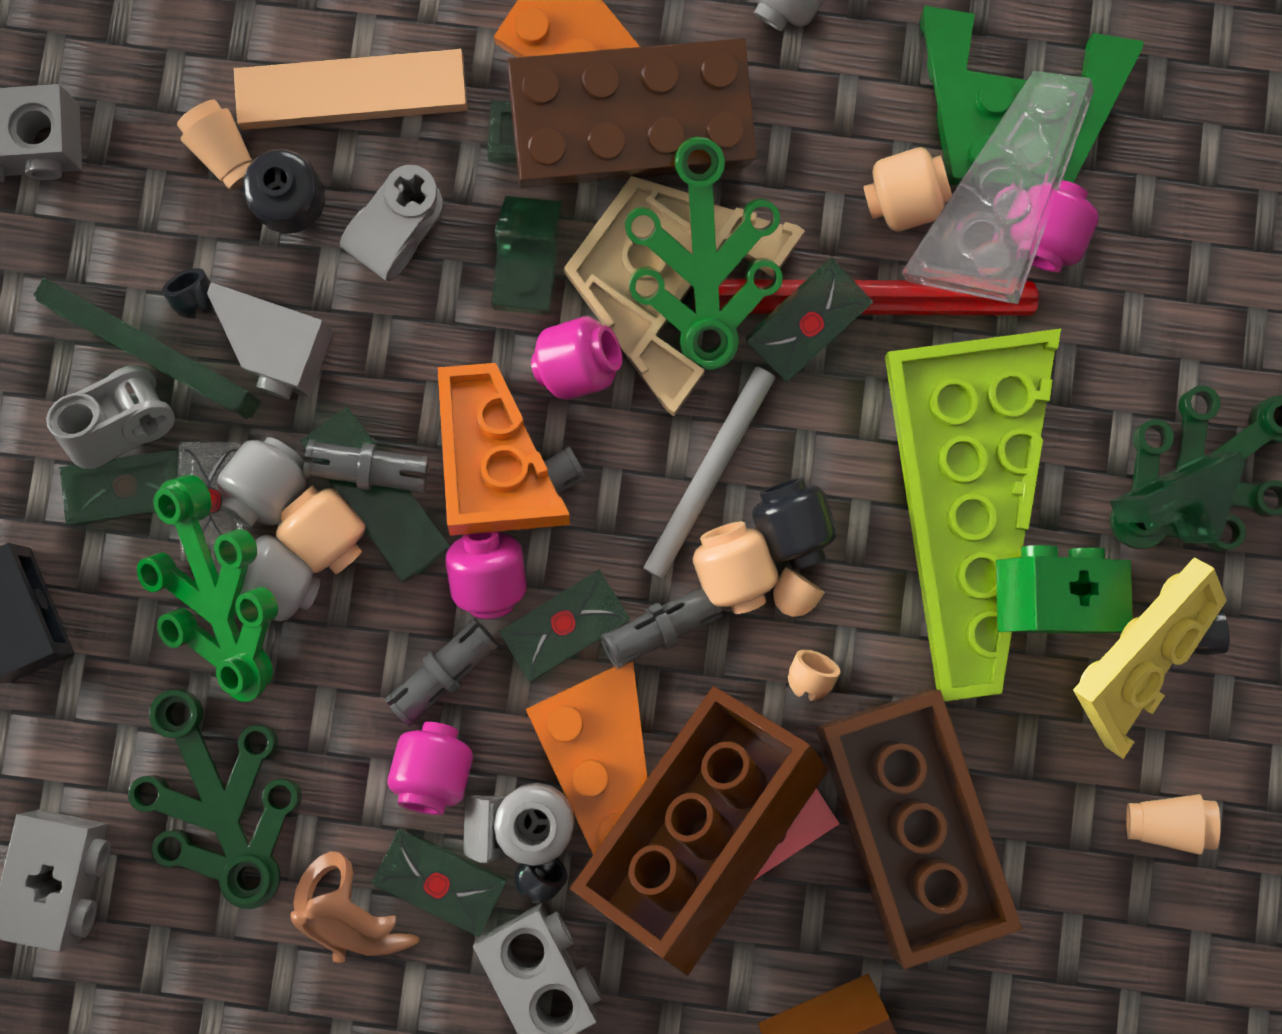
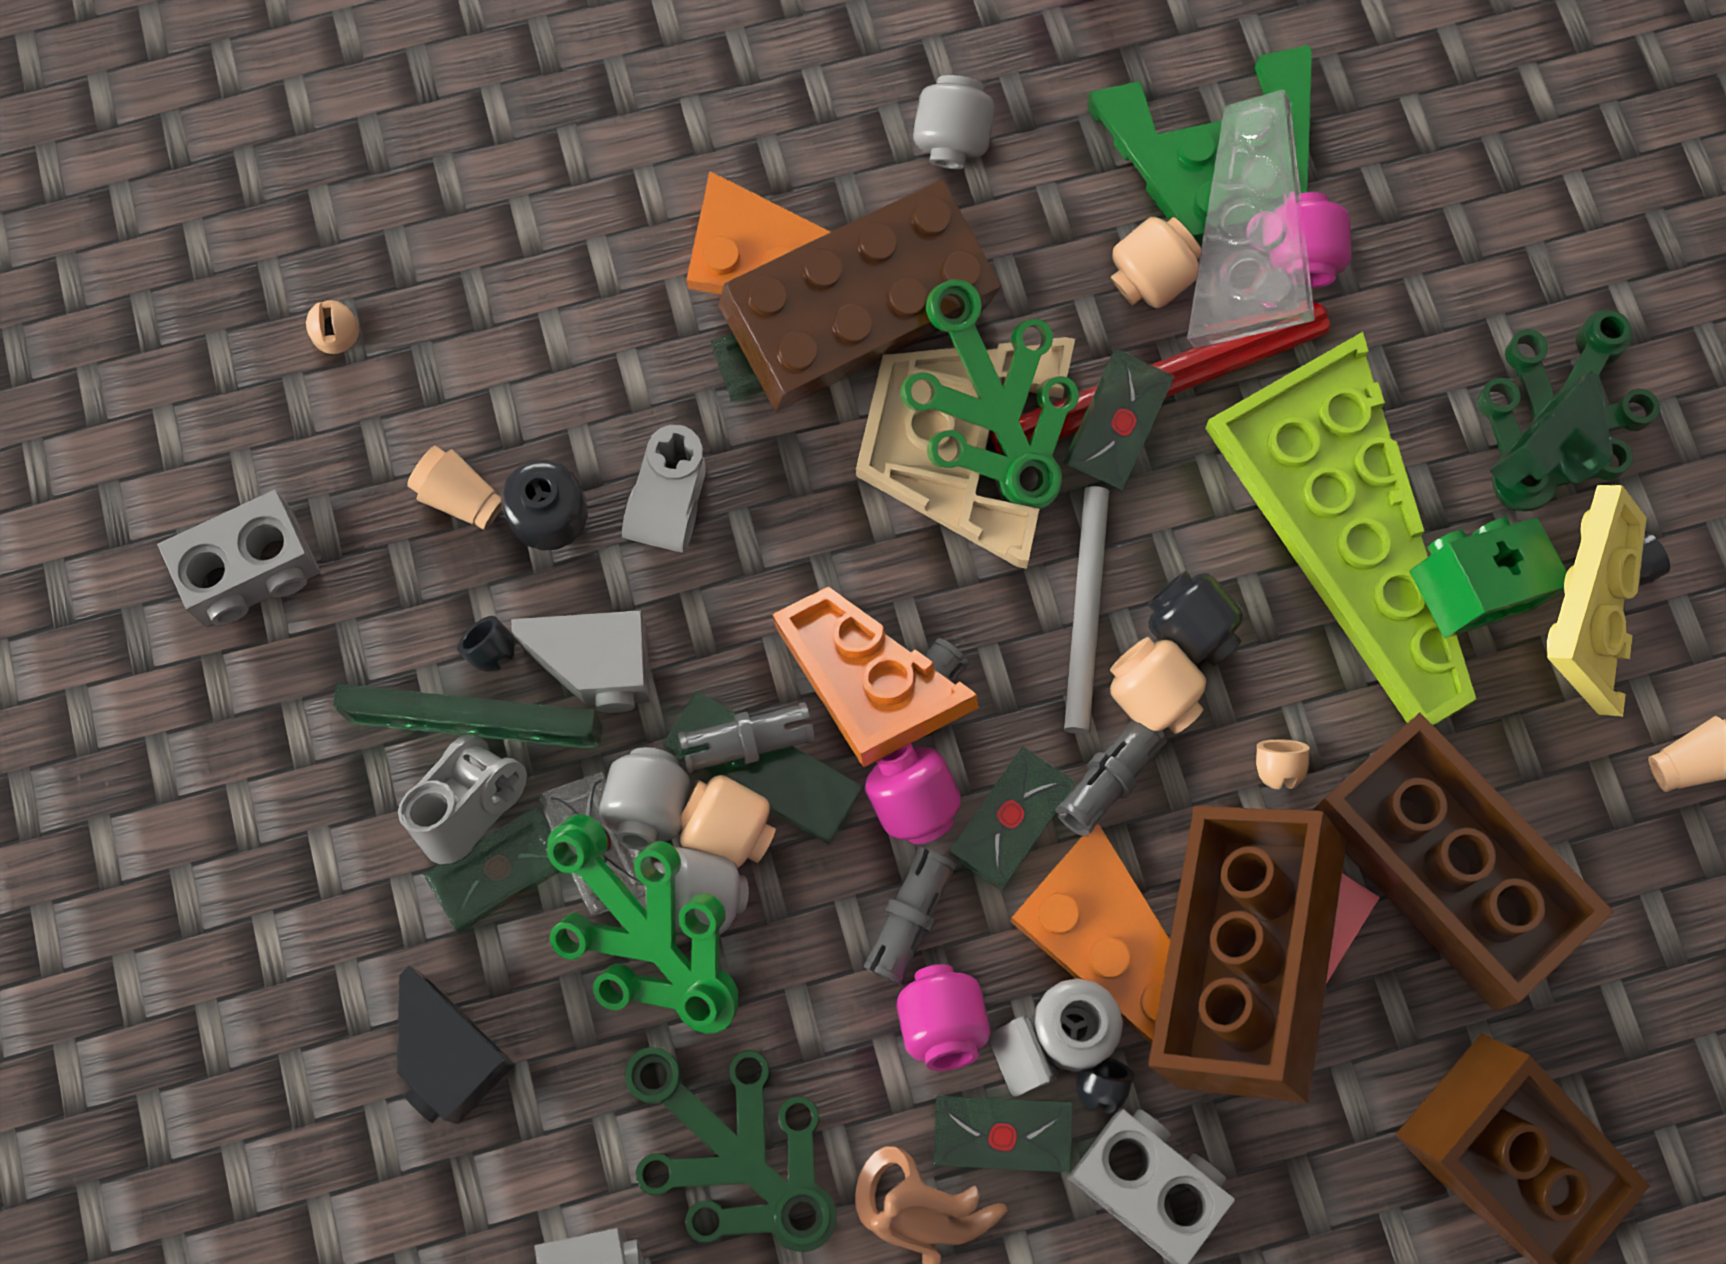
camera: 20 degrees left, 10 degrees down
(350, 89) = (564, 386): light nougat tile -> none
(526, 255) = (811, 474): clear green slope -> none
(576, 358) = (907, 548): dark pink head -> none
(795, 594) = (1228, 689): light nougat hinge -> none

